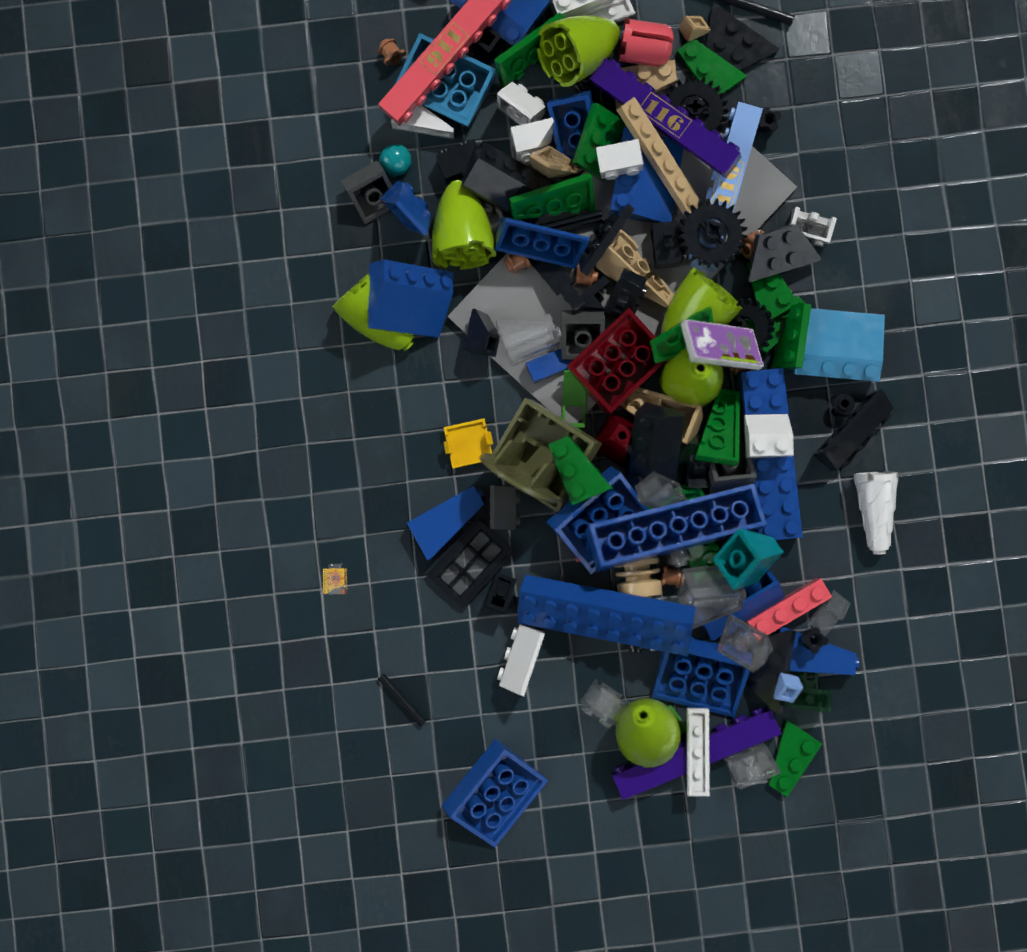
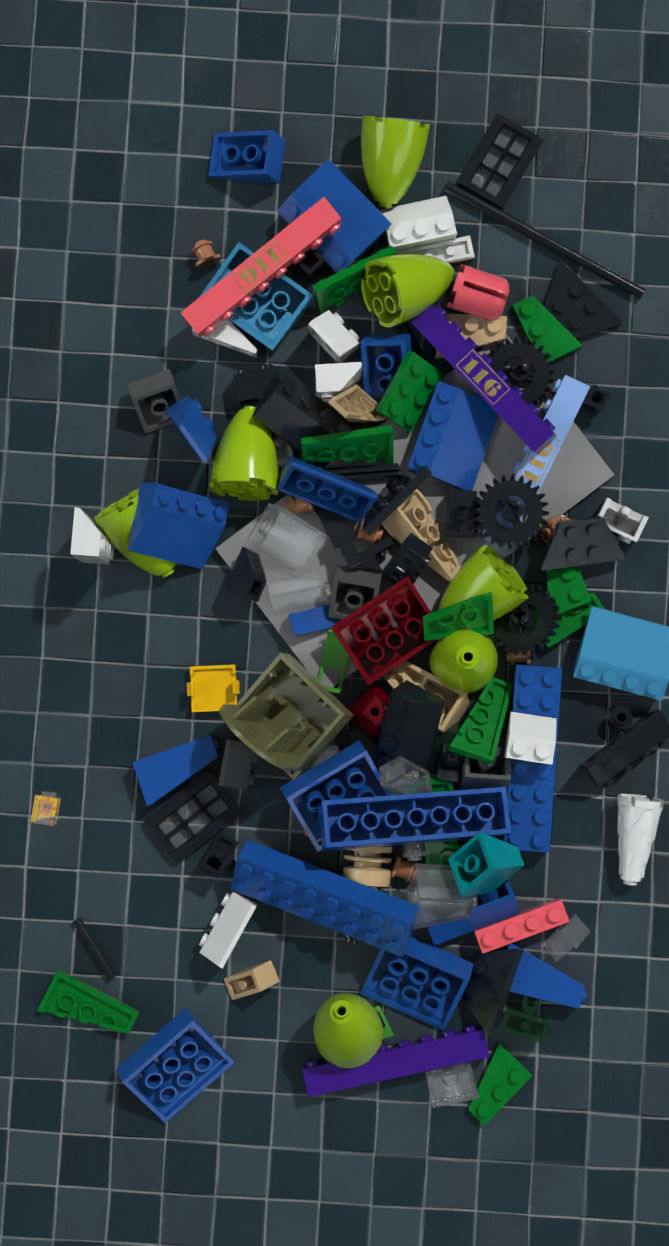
camera: 15 degrees right, 0 degrees up
(331, 326) = (88, 541): none -> white slope
(395, 160) = (189, 371): teal hair -> none
(395, 749) = (82, 1002): none -> green wing
(511, 293) = (287, 538): none -> clear slope
(551, 702) = (251, 980): none -> tan slope
(577, 472) = (320, 744): green wing -> none
(603, 703) = (306, 990): clear brick -> none
(620, 159) = (426, 417): white brick -> none
(658, 155) = (469, 418): tan plate -> none
(693, 27) = (534, 283): tan slope -> none
(697, 751) = (396, 1060): white tile -> none
(721, 345) = (496, 635): tile -> none
(744, 644) = (465, 955): clear slope -> none
(787, 688) = (503, 1009): light blue slope -> none
(793, 338) = (578, 638): green wing -> none
(819, 641) = (547, 965): black brick -> none

